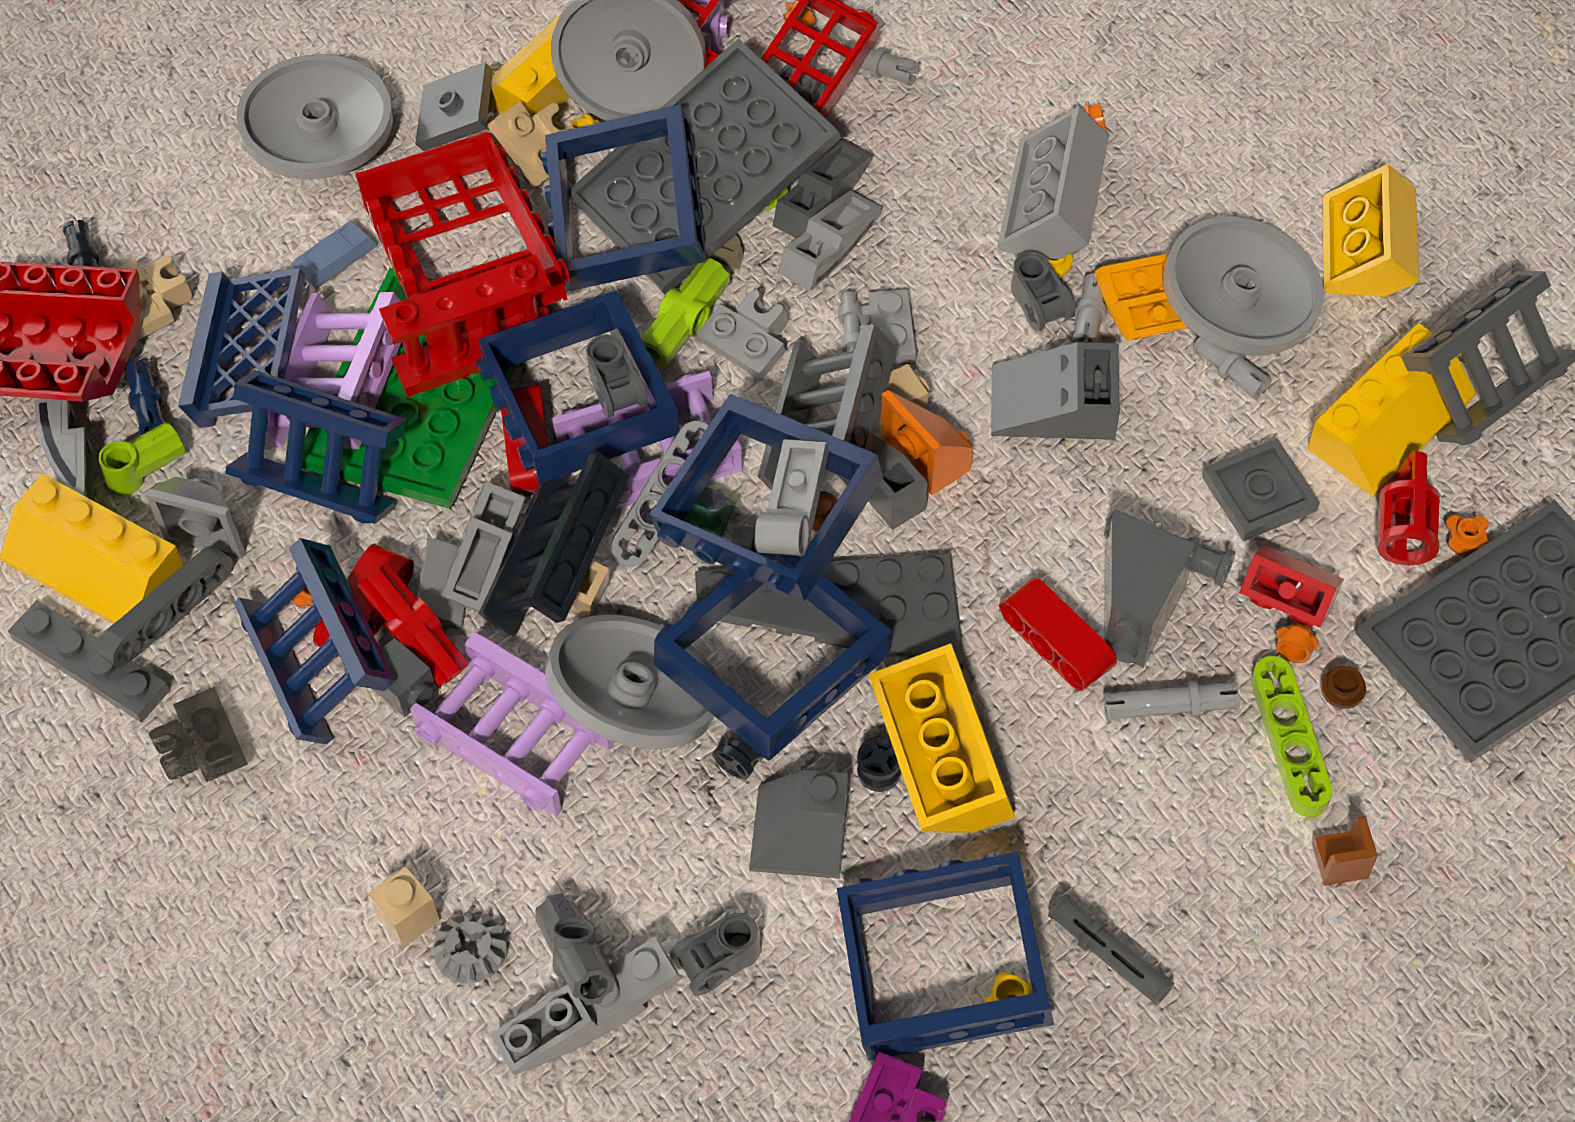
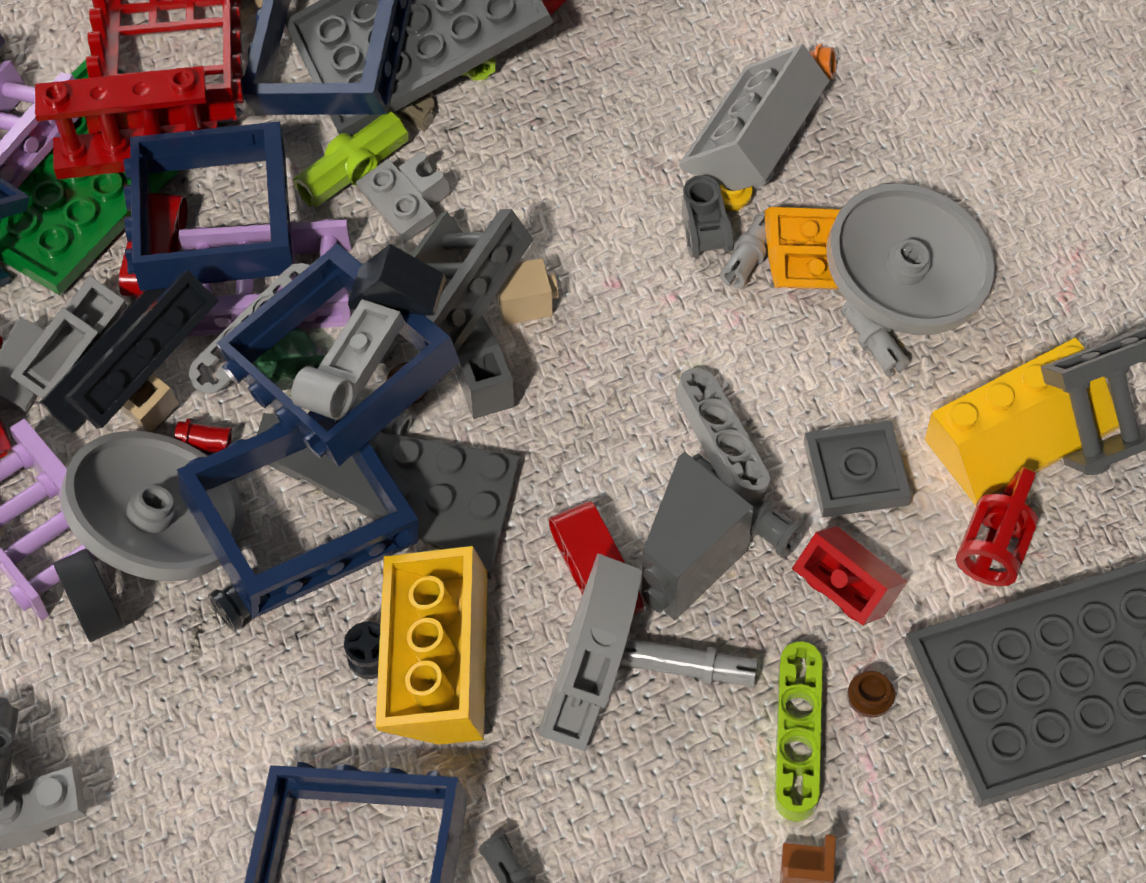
camera: 15 degrees right, 0 degrees up
(334, 253) = (50, 30): sand blue tile -> none
(604, 779) = (88, 595): none -> black tyre
(613, 375) = (235, 199): dark grey piece -> none
(647, 607) = (203, 436): none -> red pin
(714, 953) = (126, 802): dark grey piece -> none
(800, 824) = (270, 692): dark grey slope -> none
(808, 415) = (398, 283): none -> black slope
(820, 186) = (528, 71): dark grey slope -> none
(828, 239) = (517, 121): light grey slope -> none
(886, 310) = (548, 214): light grey plate -> none
(925, 440) = (534, 340): orange slope -> none
(1058, 393) = (685, 322): slope -> none
(1095, 712) = (593, 652): none -> light grey slope
(1098, 457) = (730, 434): none -> light grey beam
(1296, 643) = (837, 635): orange plate -> none
(1371, 235) = (1064, 239): yellow slope -> none
(1462, 543) = (1051, 577): orange plate -> none

